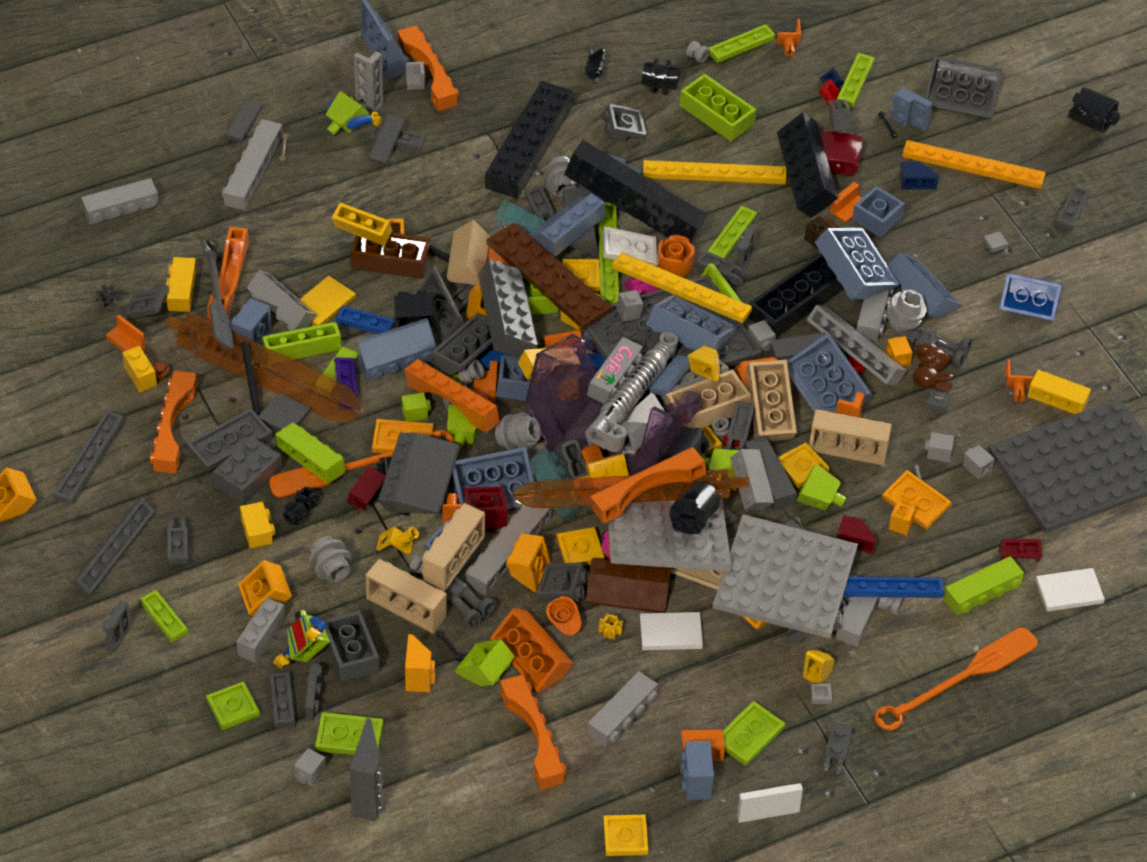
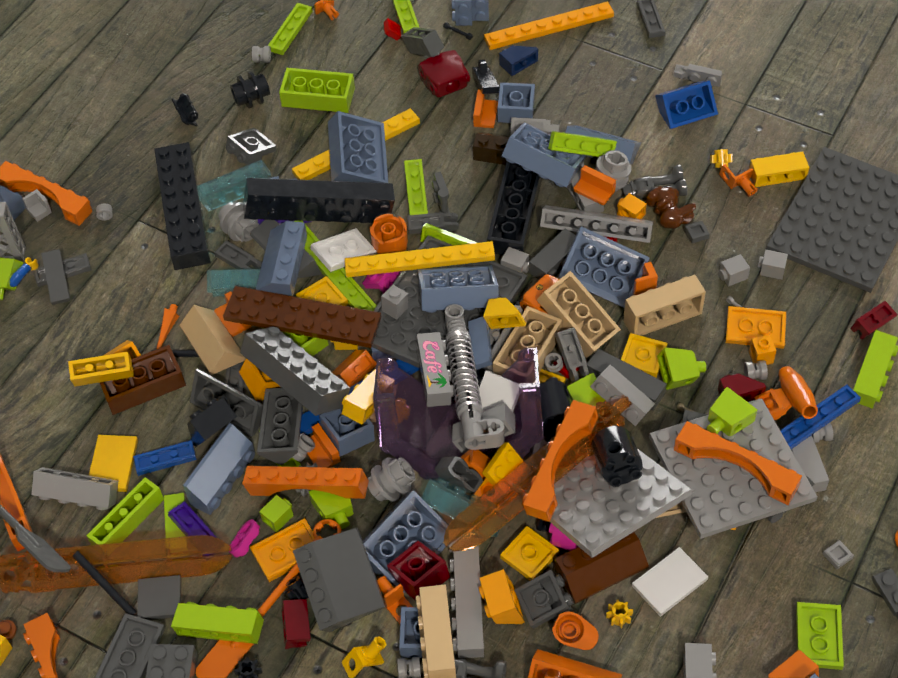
camera: 30 degrees left, 5 degrees up
(253, 321) = (64, 526): sand blue brick -> none
(384, 408) = (244, 537): none -> dark pink plate
(449, 222) = (169, 319): none -> orange piece
(464, 110) = (104, 212): none -> light grey bush
(565, 142) = (230, 186): none -> clear light blue brick
(707, 174) = (357, 149): none -> sand blue slope
(769, 540) = (699, 443): none -> orange arch
(807, 165) = (431, 97): black brick -> none
(814, 535) = (730, 413): none -> lime torso
(817, 666) = (820, 531): yellow slope -> none
(834, 76) = (381, 16): dark blue slope -> none
(870, 176) = (485, 78): none -> black hinge
(879, 313) = (595, 185): none -> orange panel
(880, 240) = (541, 124): none -> light grey hinge
(883, 529) = (756, 370): none -> light grey wheel
(888, 562) = (793, 393): none -> orange plate
(891, 270) = (580, 144): none -> lime plate
(995, 241) = (620, 76): light grey tile -> none
(1016, 355) = (721, 157): none -> yellow gear
(1066, 277) = (698, 73): none -> light grey hinge

